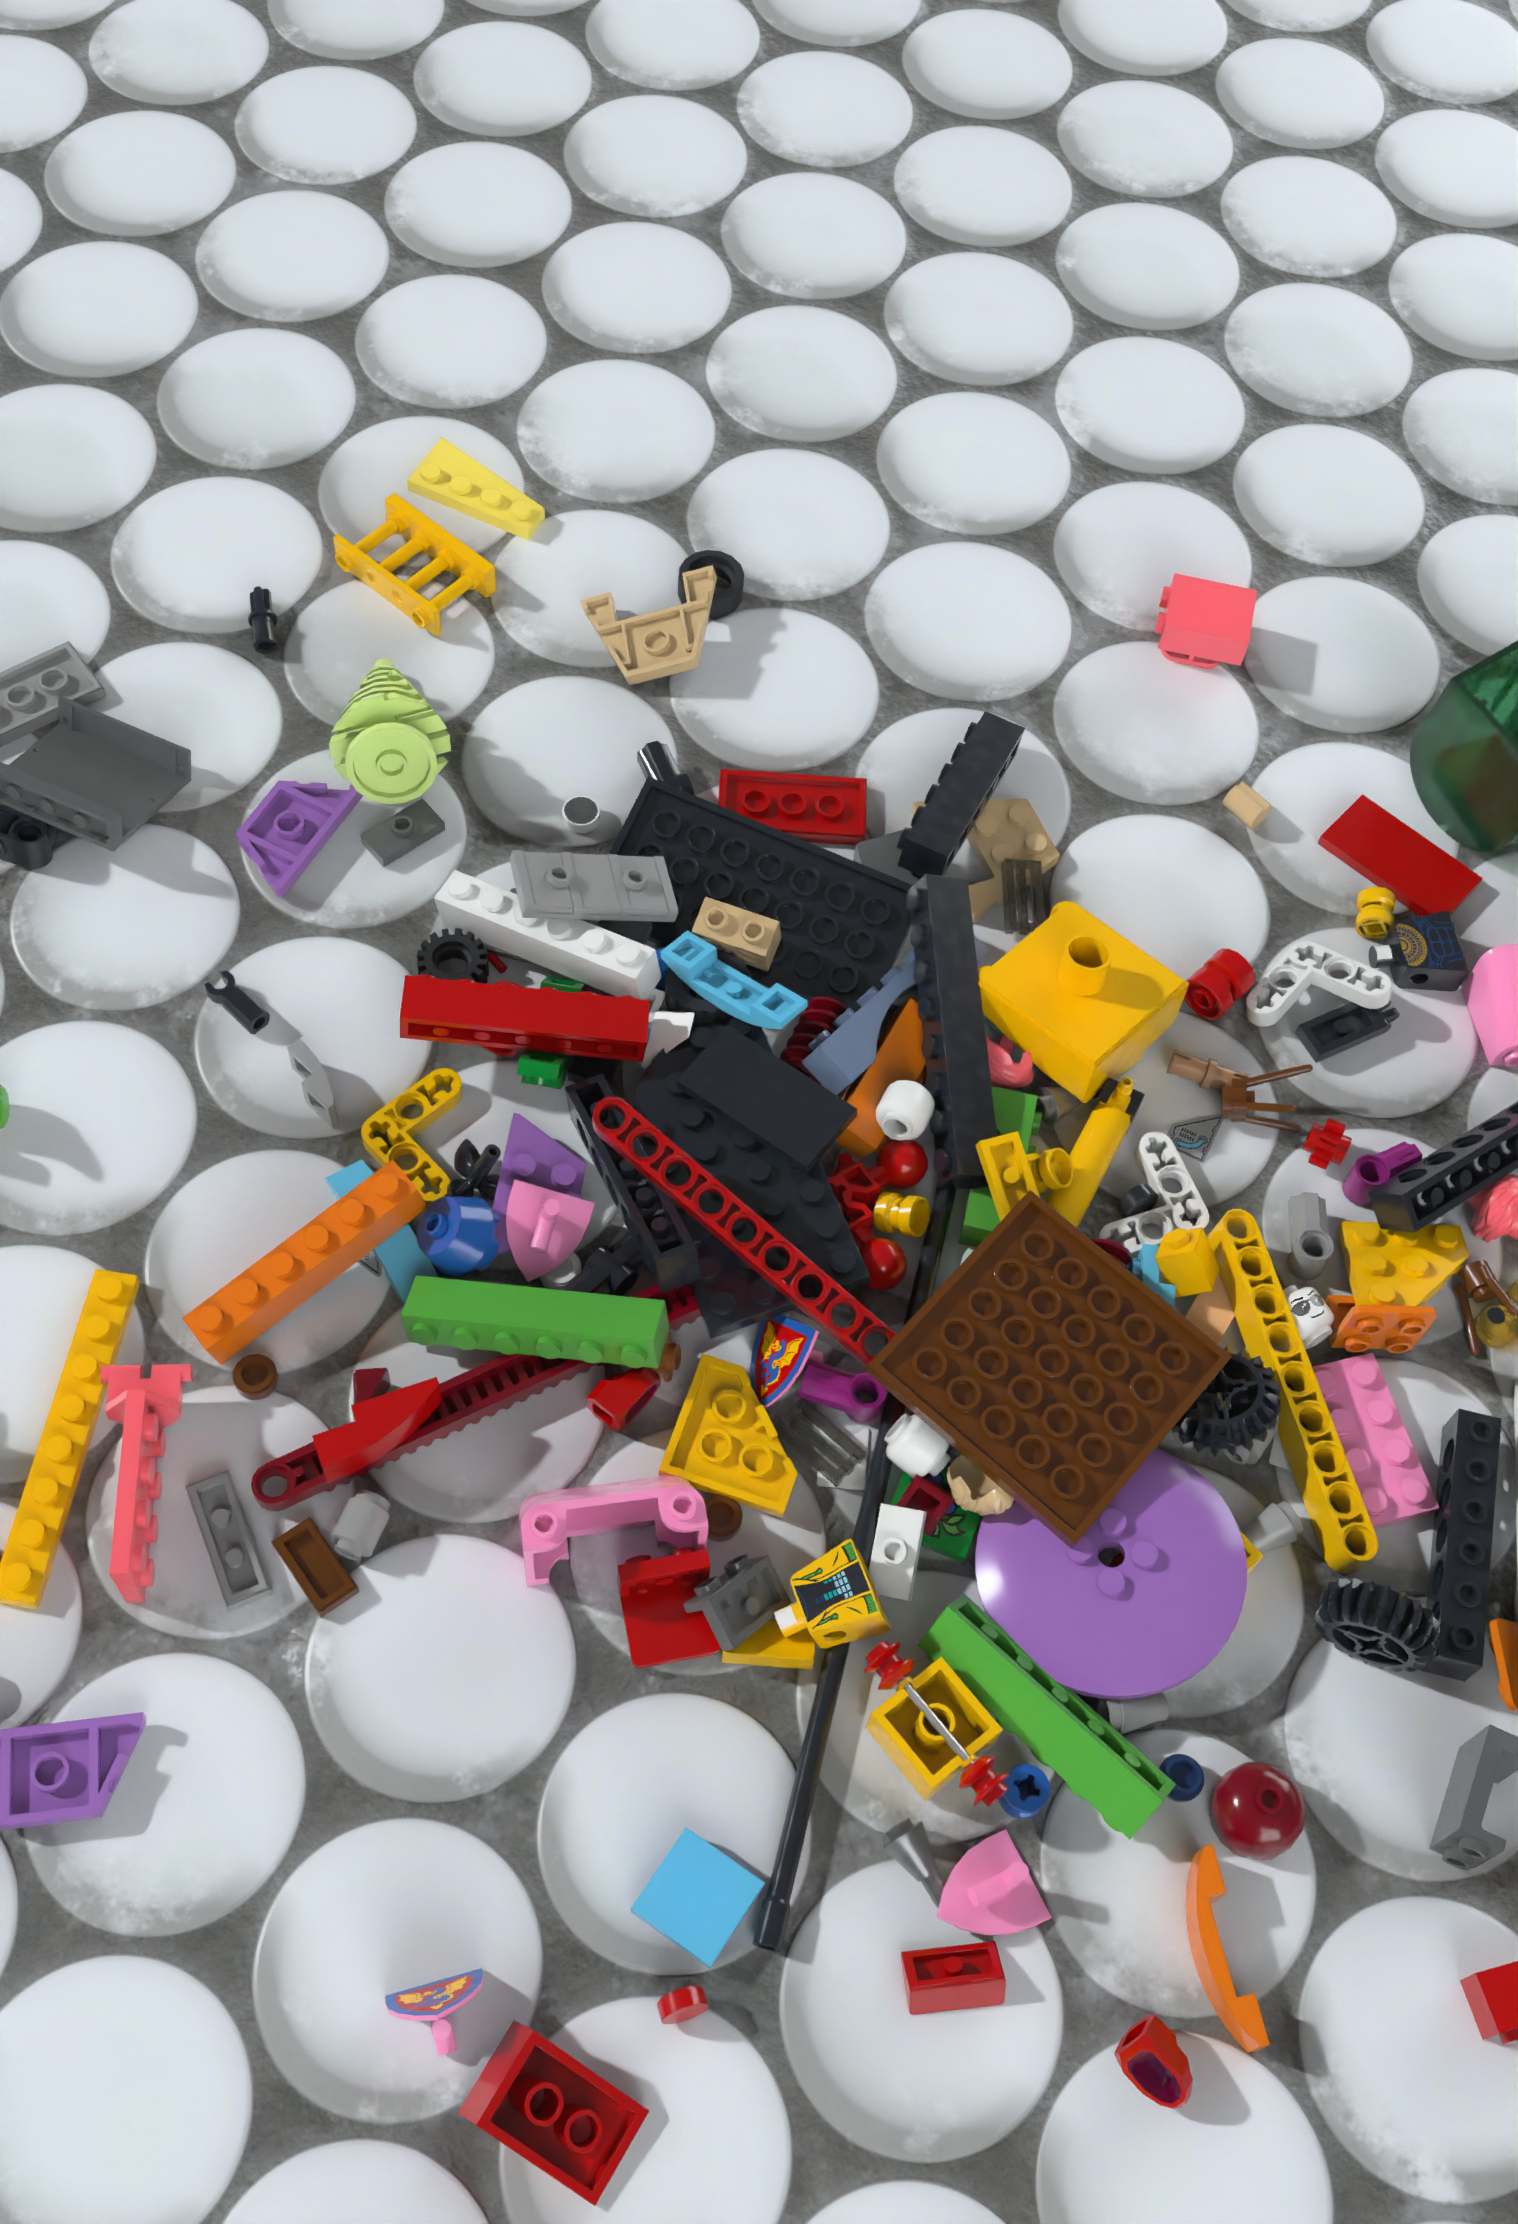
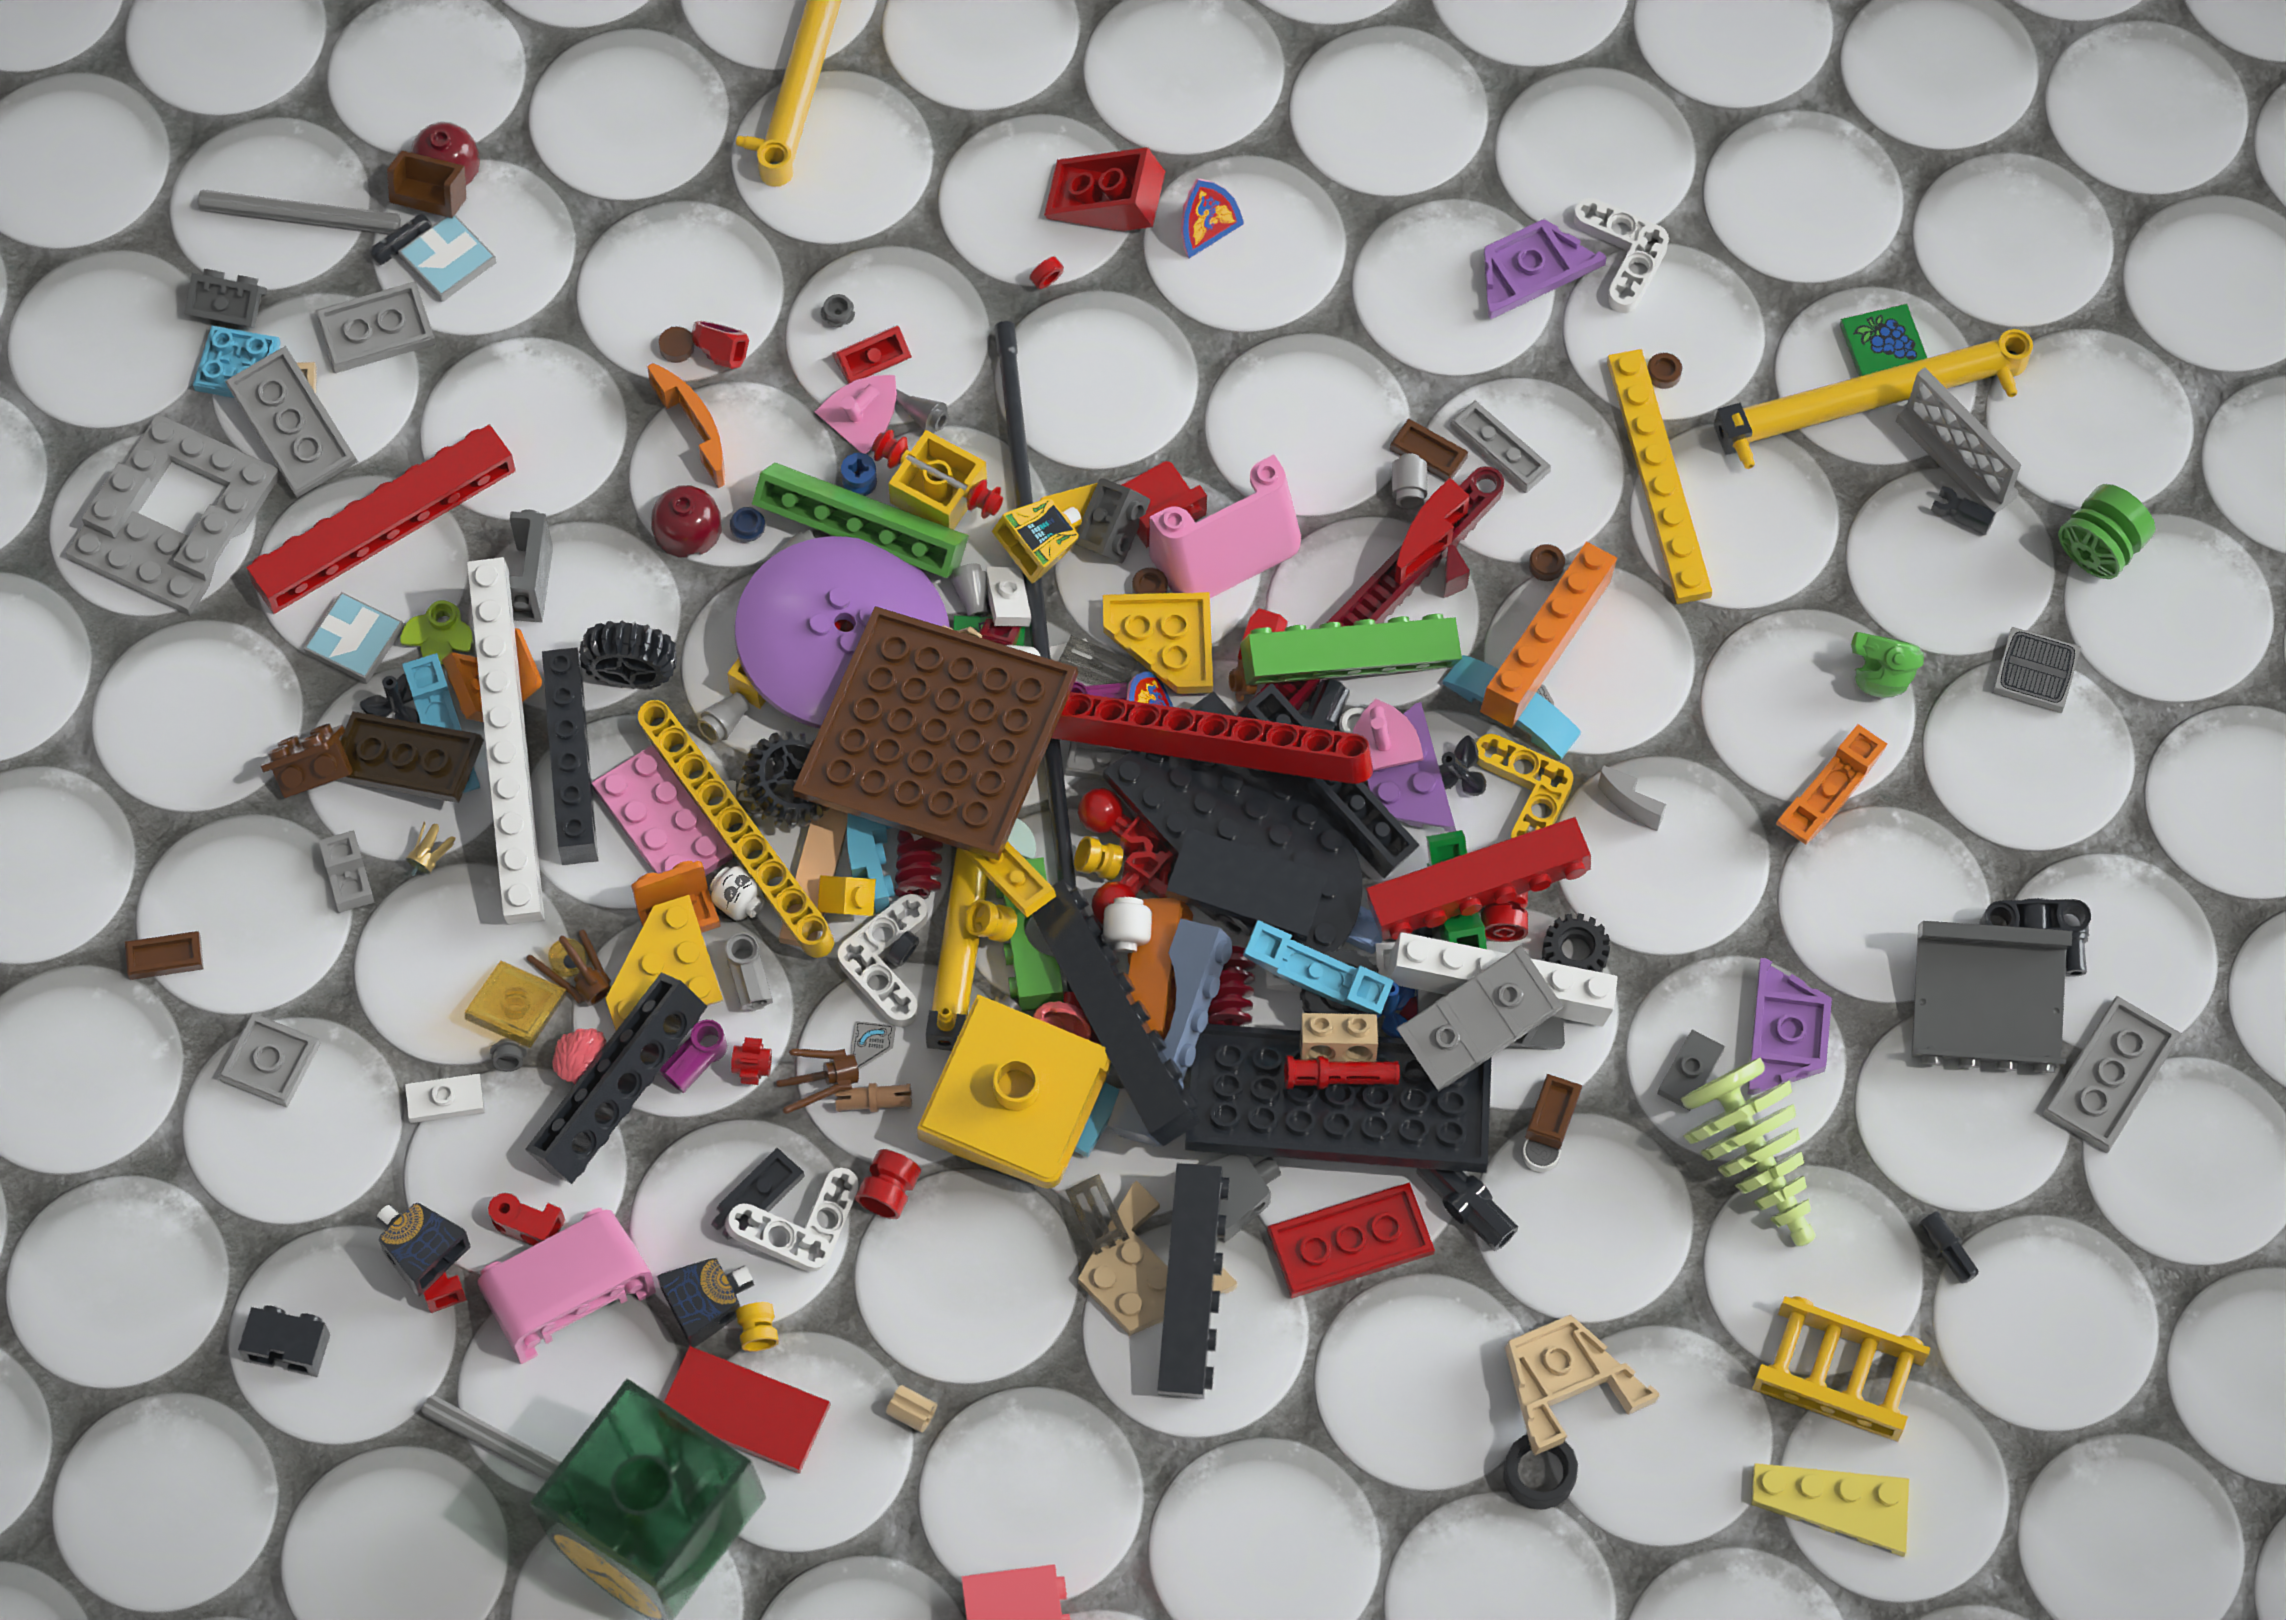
camera: 165 degrees right, 5 degrees up
(109, 1026) = (1833, 785): none -> orange slope
(144, 1409) = (1602, 484): coral hinge -> none
(239, 1004) = (1737, 849): black bar -> none
(459, 1235) = (1445, 701): blue cone -> none
(557, 829) = (1553, 1111): none -> reddish brown tile
(667, 1032) = (1358, 933): white sticker -> none
(697, 1897) = (1062, 336): medium azure tile -> none
(789, 914) = (1321, 1072): none -> red pin
(933, 1582) = (971, 588): none -> light grey cone
(993, 2059) = (838, 303): none -> dark grey plate
(1212, 2093) = (676, 344): none -> reddish brown tile

